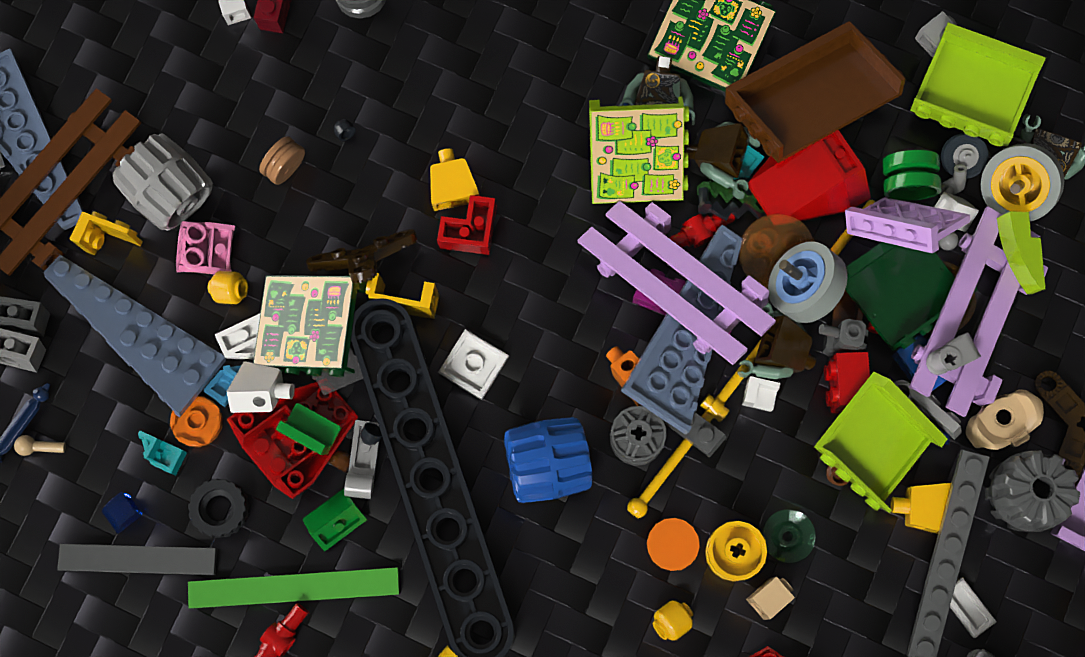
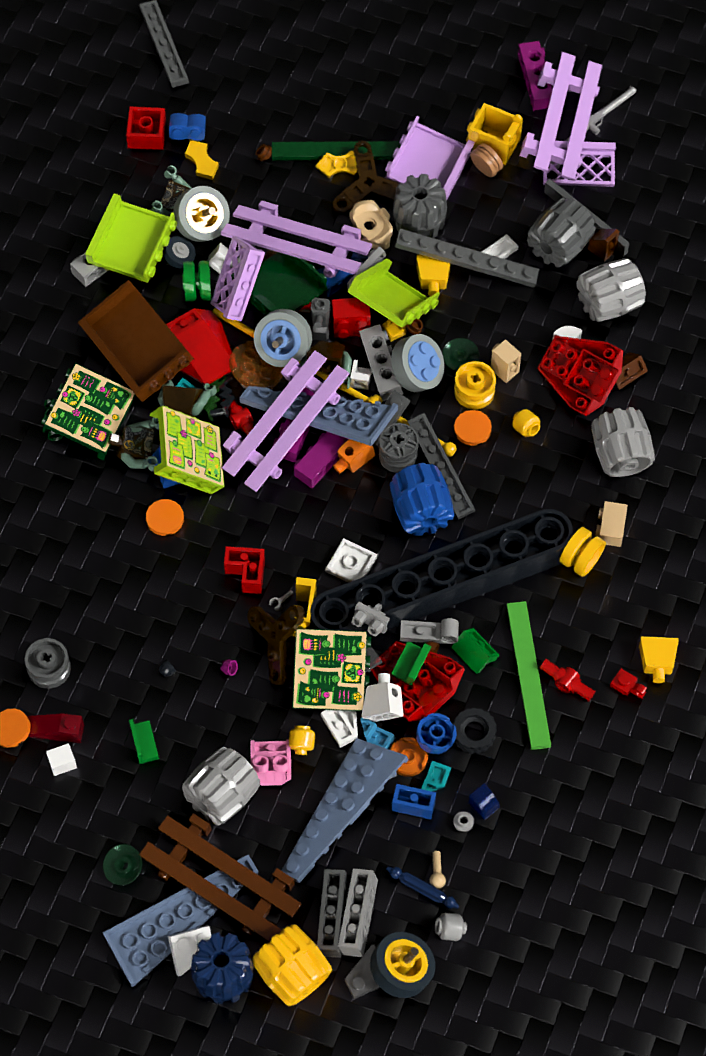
camera: 100 degrees left, 15 degrees down
(90, 71) = (116, 859): none -> clear green dish
(91, 229) = (263, 841): yellow bracket -> none
(105, 487) = (460, 826): none -> light grey plate
(124, 421) = (413, 801): none -> blue brick
(137, 559) = (518, 788): dark grey tile -> none
(207, 454) = (435, 733): none -> blue cylinder
(248, 97) = (144, 741): none -> green panel
(282, 160) = (197, 705): medium nougat head -> none
(338, 204) = (233, 667): none -> magenta hinge
(363, 362) = (371, 616): none -> light grey hips
(370, 434) = (411, 621): black hinge -> none
(428, 272) = (280, 600): none -> light grey hand
(451, 182) = (209, 586): yellow torso -> none
(558, 131) = (164, 517): none -> orange tile
(608, 493) = (436, 455): none -> dark grey plate
(624, 325) = (319, 459): none -> magenta brick
(767, 470) = (417, 363): none -> wheel
(815, 407) = (372, 337): none -> light grey brick
(952, 355) = (331, 247): light grey piece -> none
(957, 182) = (197, 255): light grey arm -> none
(1022, 250) = (253, 210): lime slope -> none

